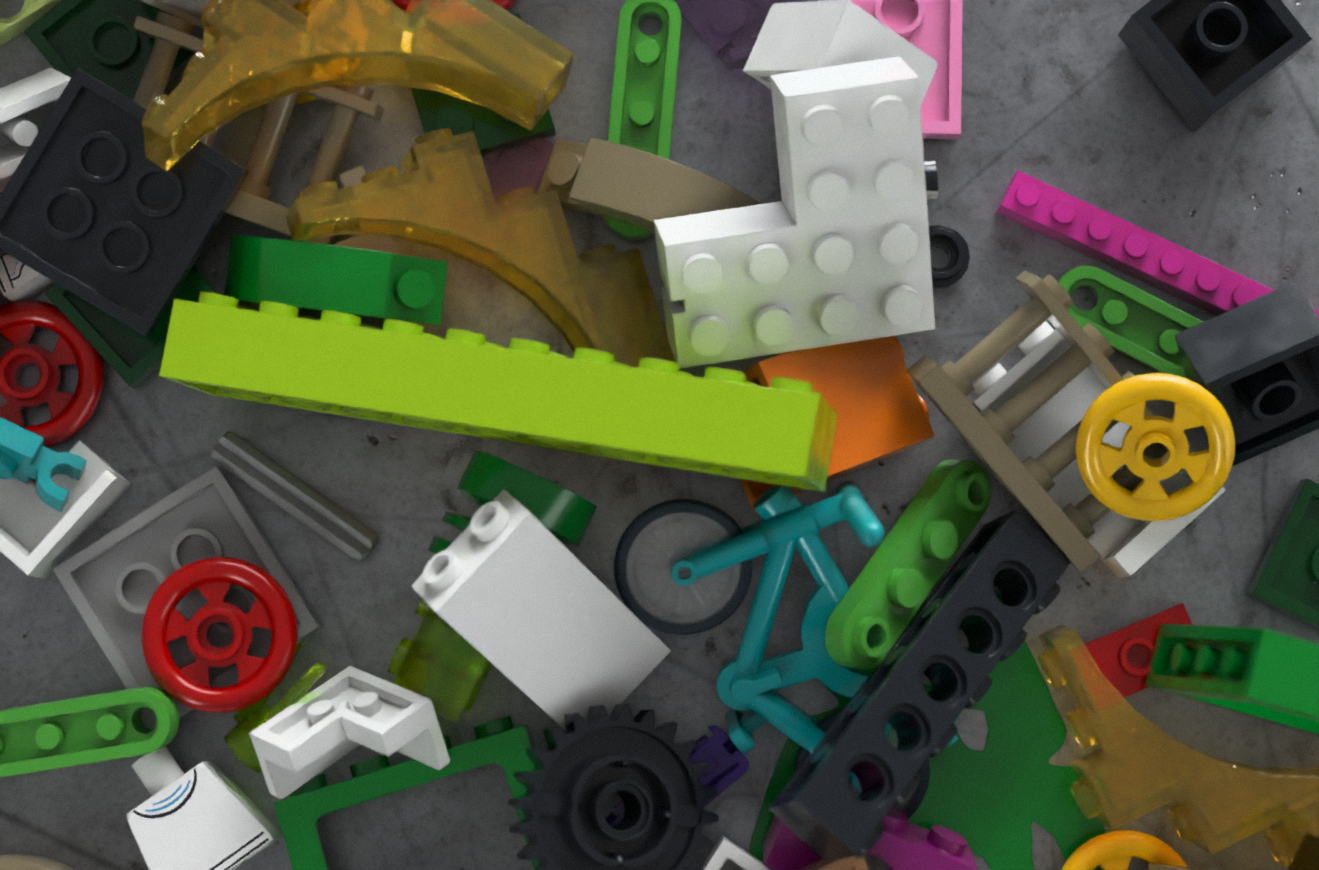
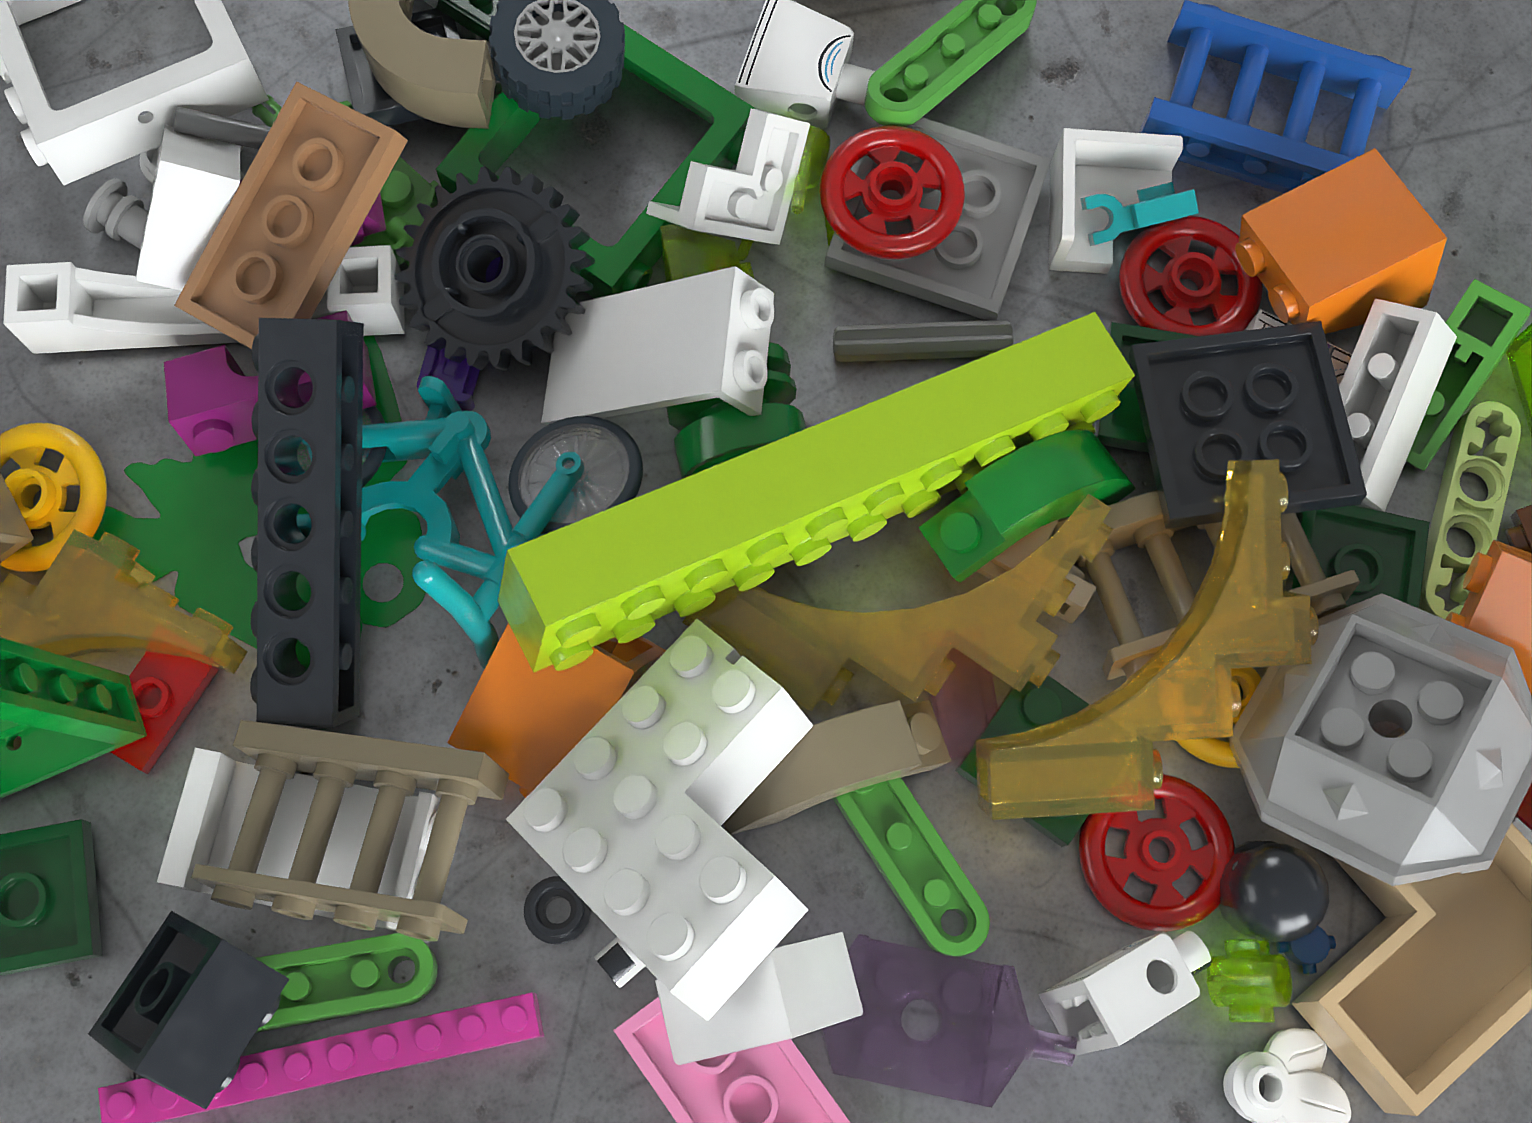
camera: 140 degrees right, 10 degrees down
(907, 564) = (394, 618): bright green plate -> none
(1126, 404) = (238, 862): yellow plate -> none

